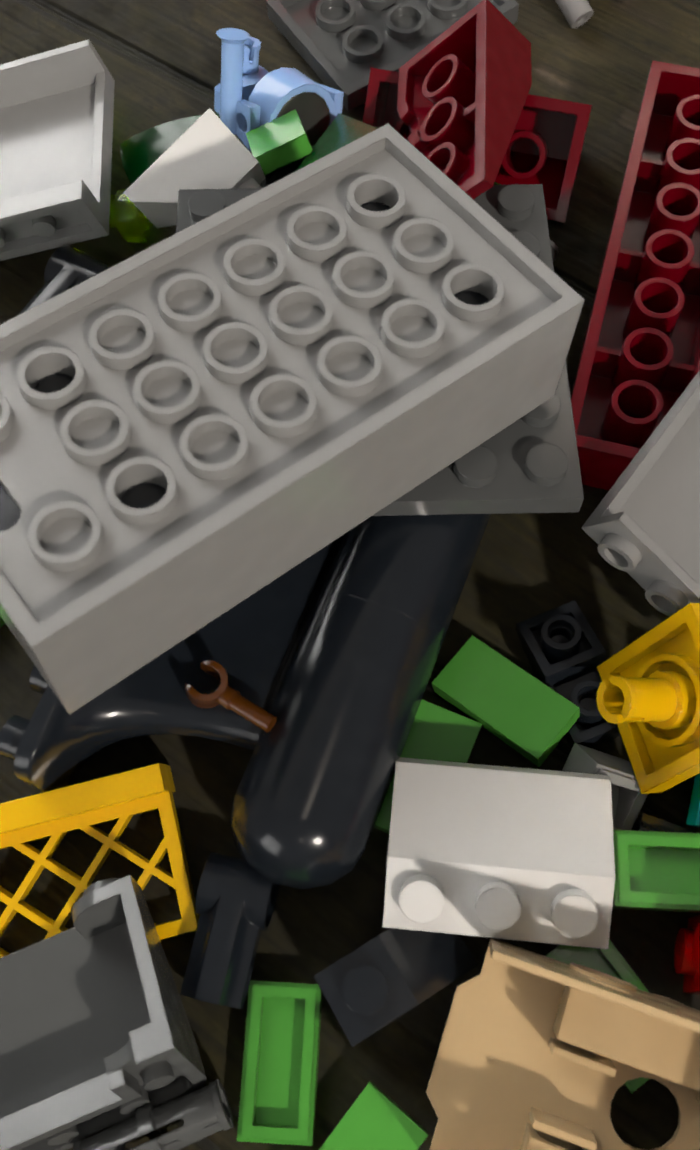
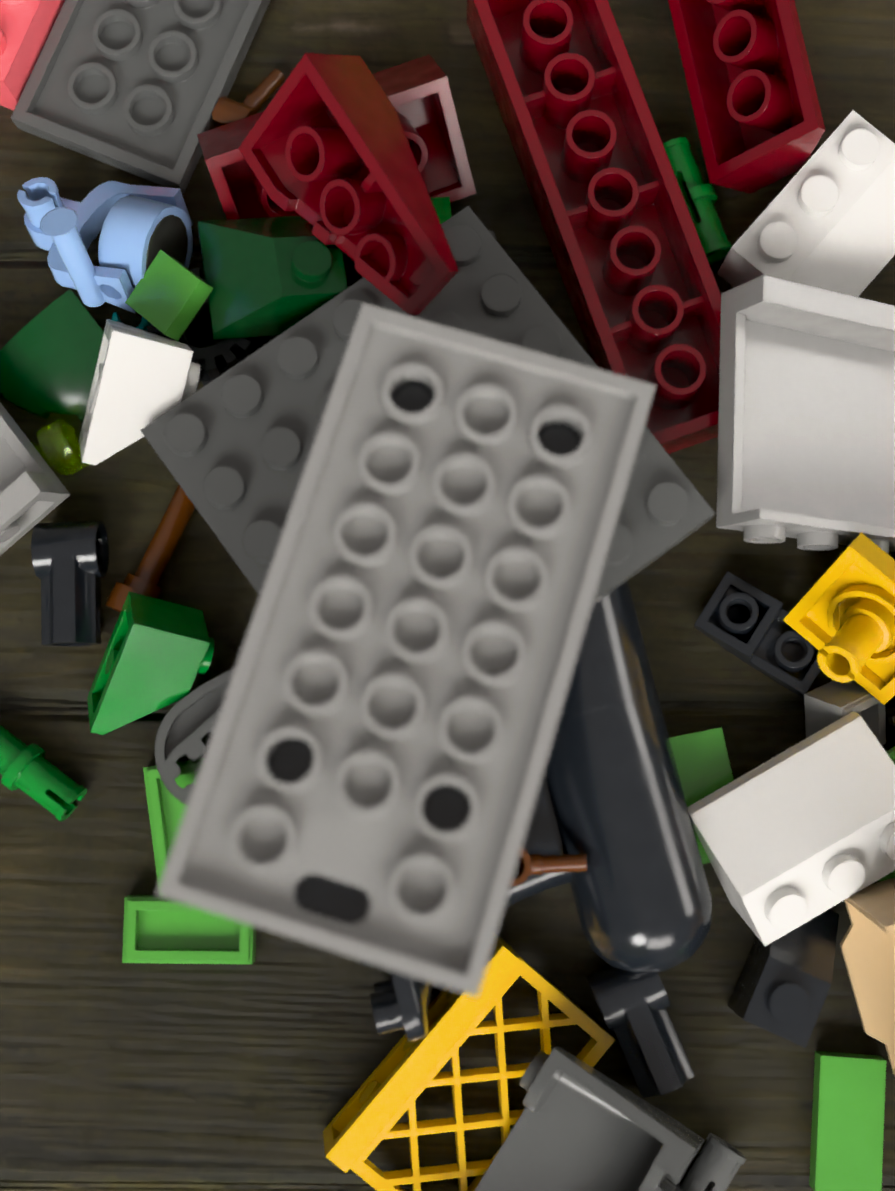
camera: 40 degrees left, 15 degrees up
(280, 1063) = (744, 1086): bright green tile -> none
(506, 700) = (727, 694): bright green tile -> none

